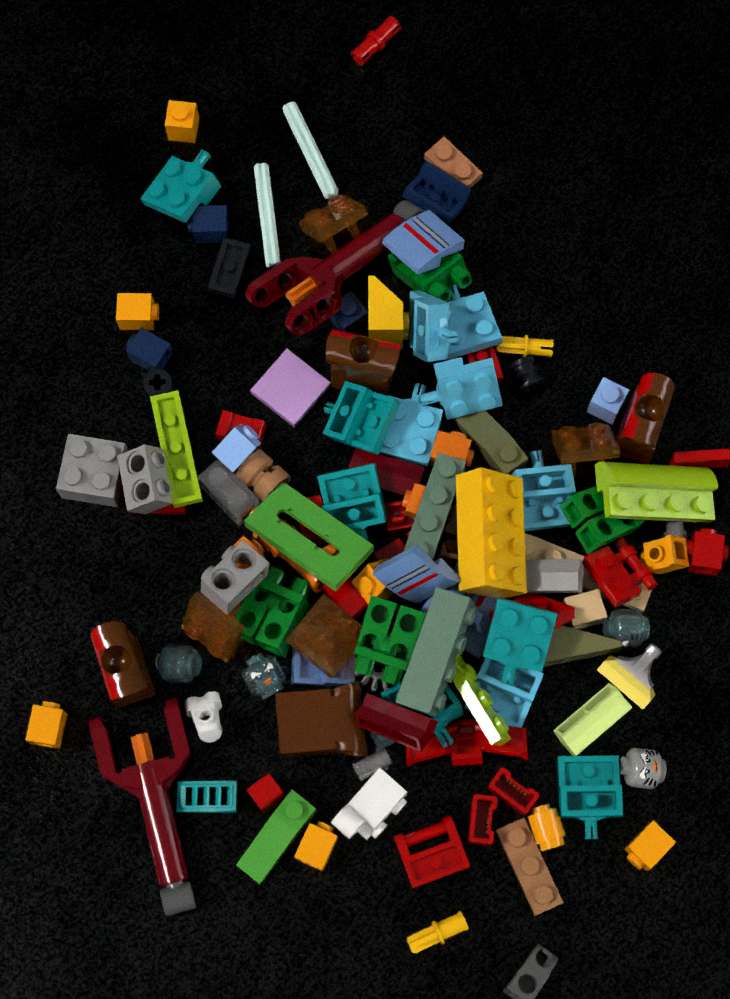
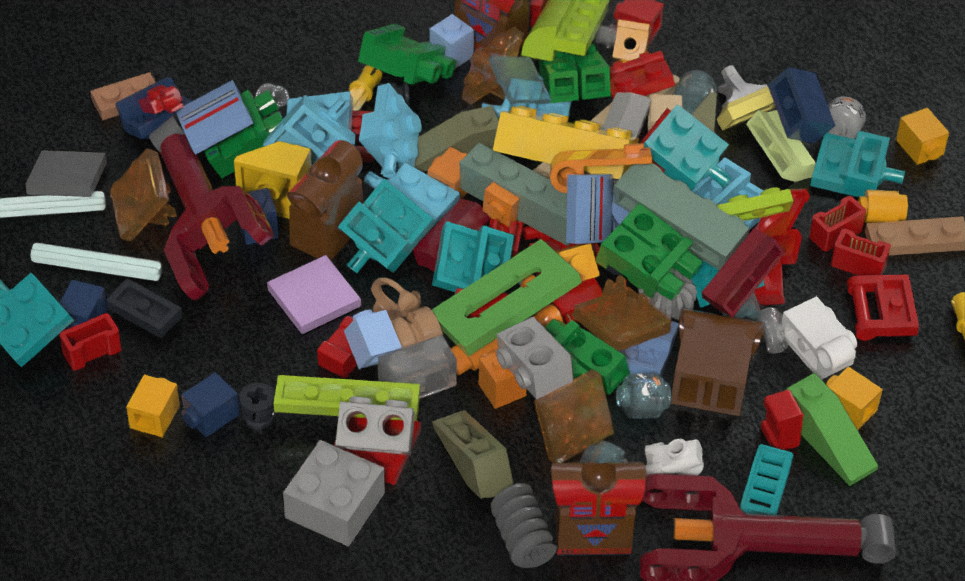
camera: 75 degrees left, 25 degrees down
(112, 610) = (523, 526): none -> dark grey piece
(165, 560) = (475, 453): none -> olive slope
(183, 241) = (90, 341): none -> red piece
(292, 457) = (407, 301): none -> medium nougat piece
(344, 155) = (66, 173): none -> dark grey tile
(439, 194) = (161, 99): none -> red plate
(454, 565) = (574, 161): none -> orange door
(488, 276) = (281, 96): none -> clear pin
(558, 472) = (519, 80): none -> clear light blue piece
(568, 368) = (400, 56): none -> green hips
(628, 726) = (801, 105): none -> dark blue brick

